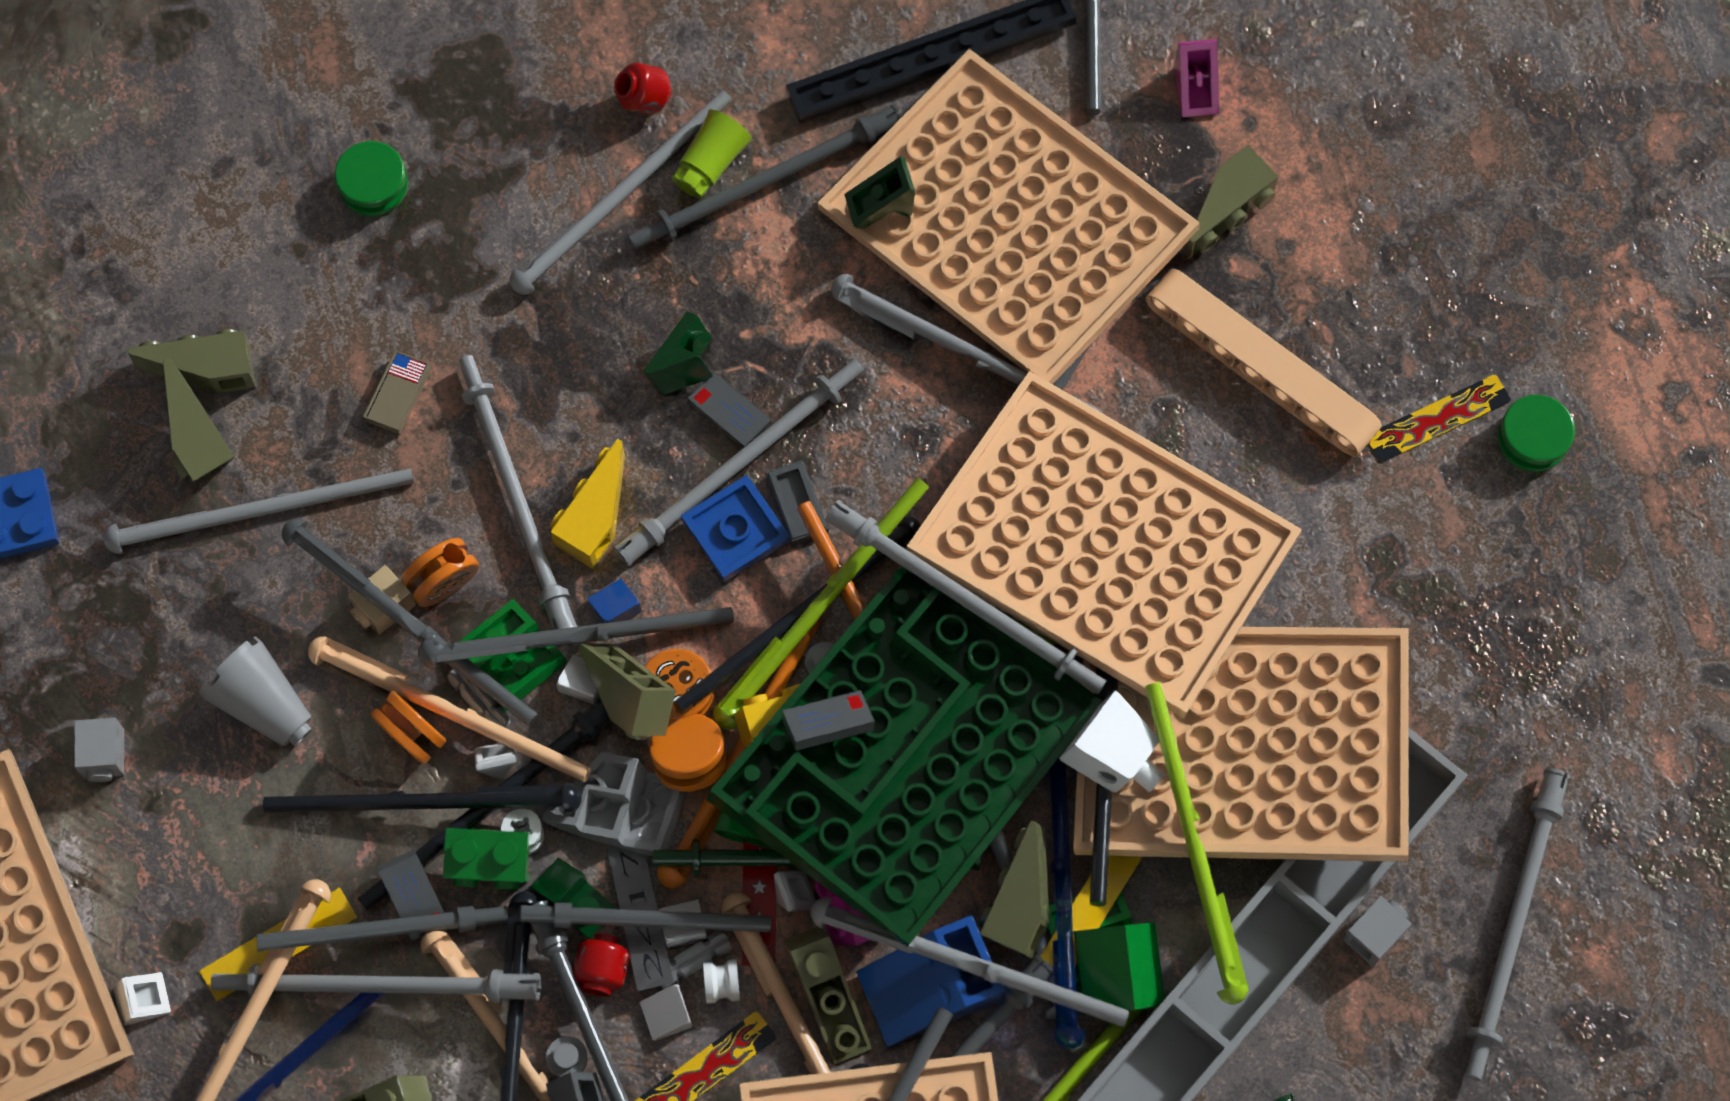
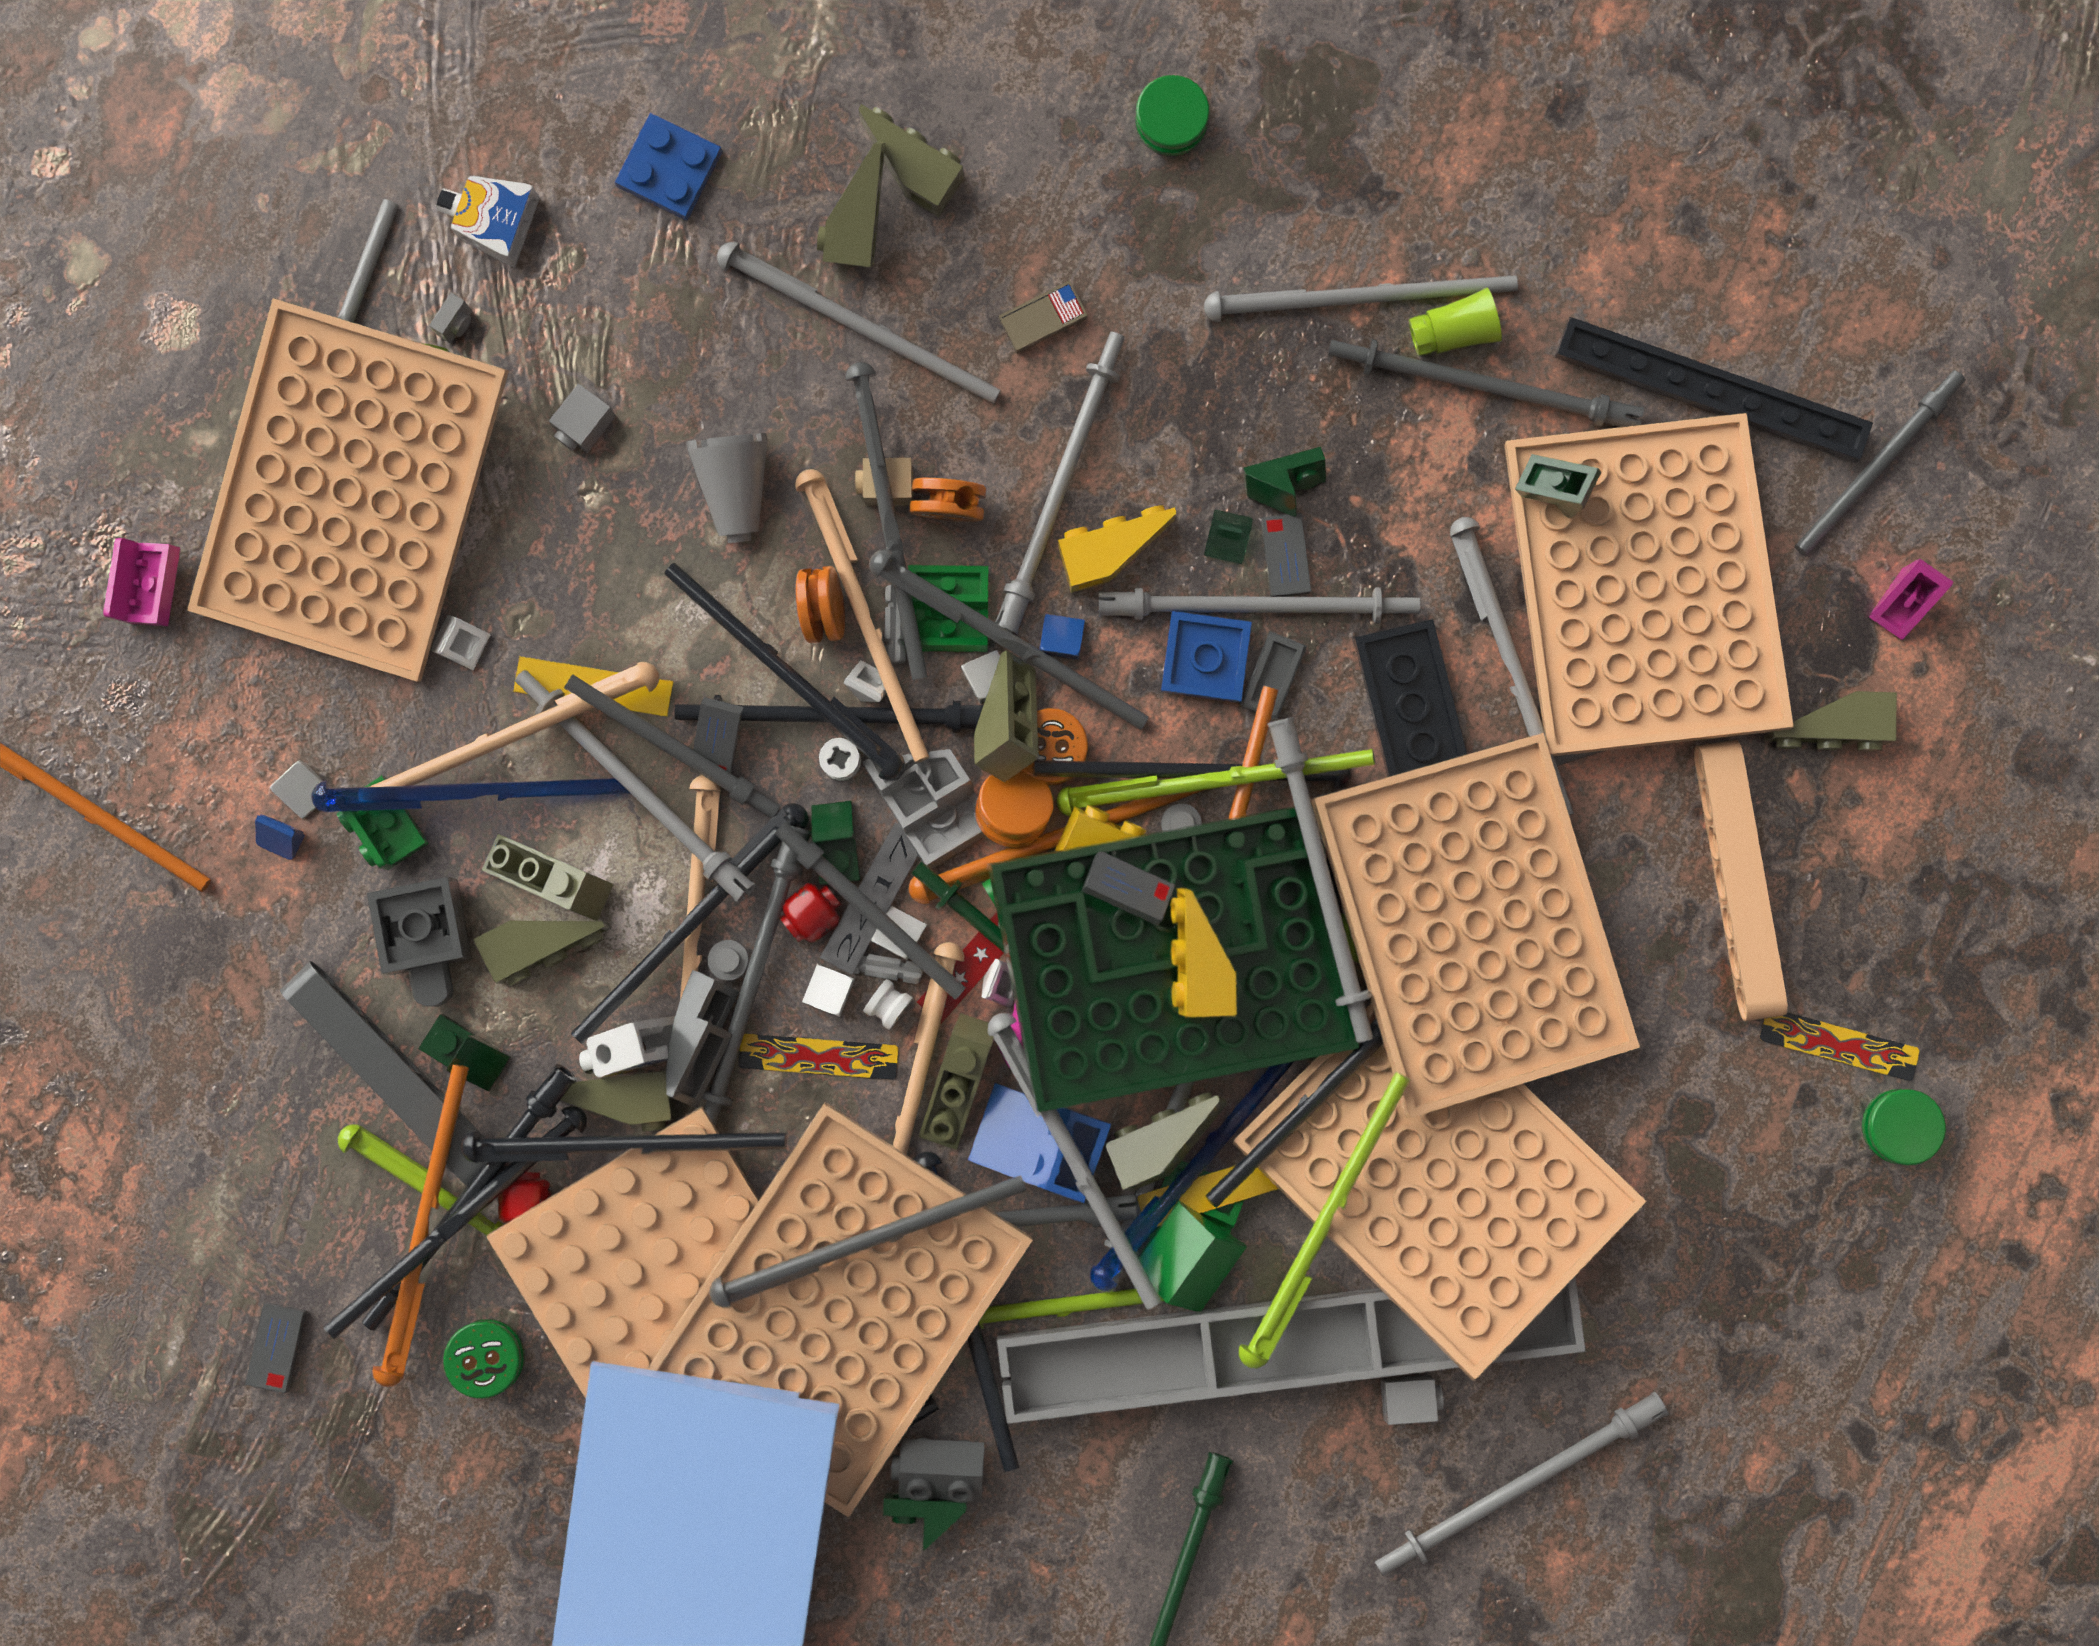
camera: 40 degrees right, 15 degrees up
(486, 855) = (794, 758): green bracket -> none
(642, 88) = (1452, 221): red head -> none
(675, 433) = (1228, 536): none -> clear green slope
(907, 431) = (1409, 697): none -> black plate
(936, 729) = (1204, 973): none -> yellow slope
(1115, 747) = (1331, 1095): white torso -> none

